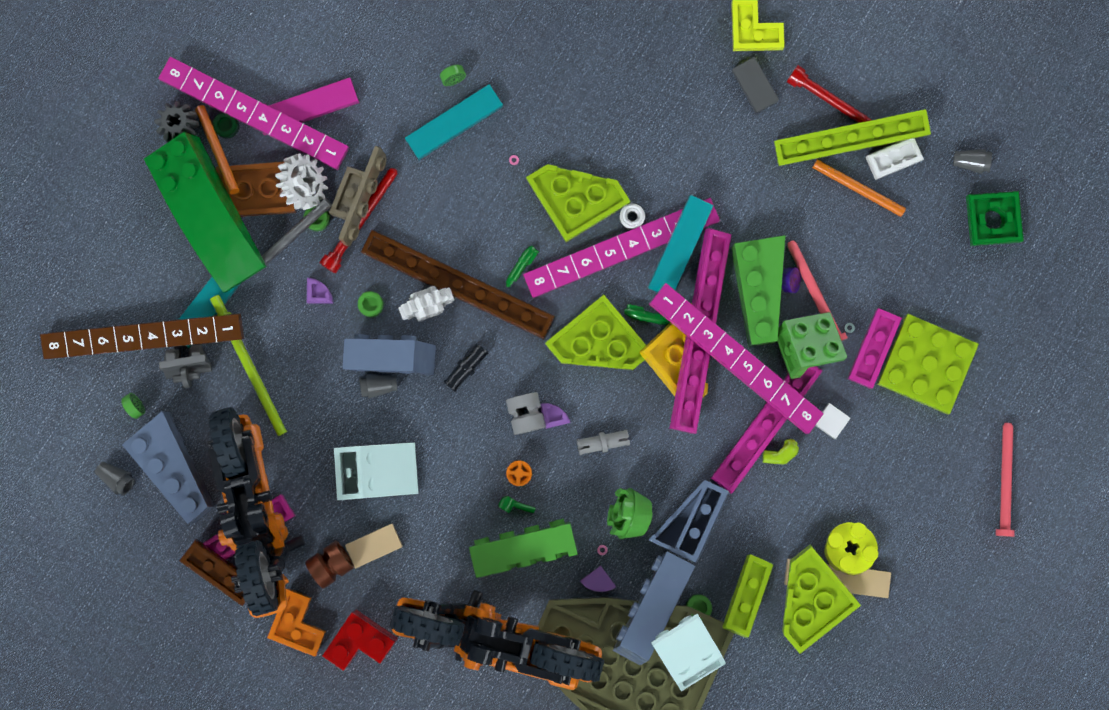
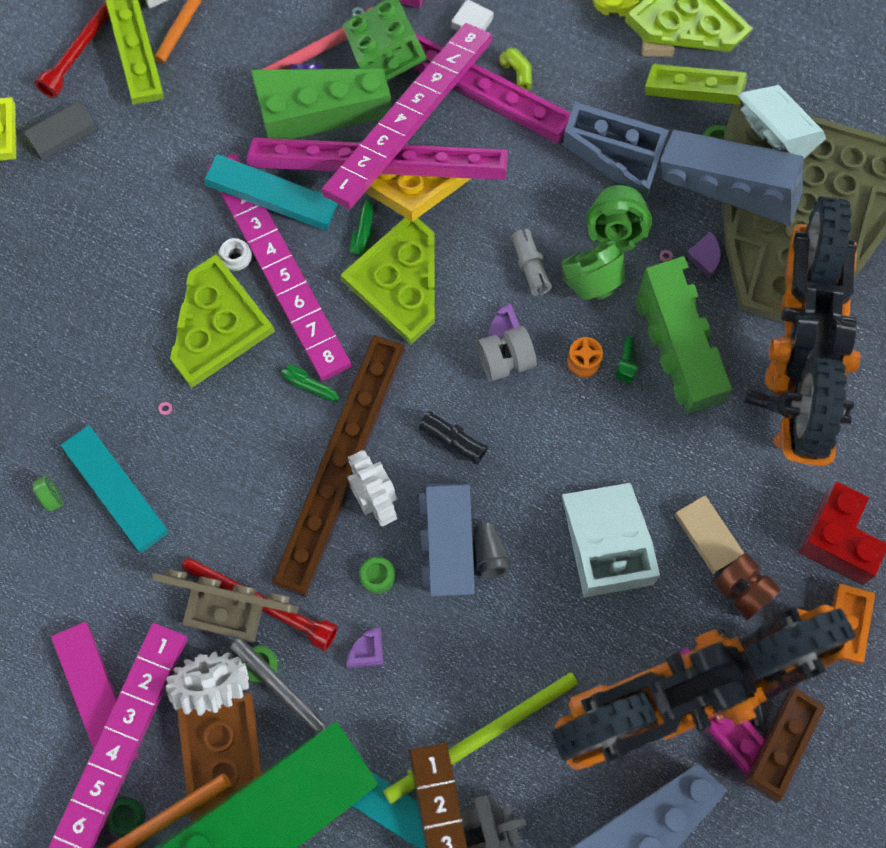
camera: 100 degrees left, 15 degrees down
(585, 488) = (595, 271): none -> bright green cone

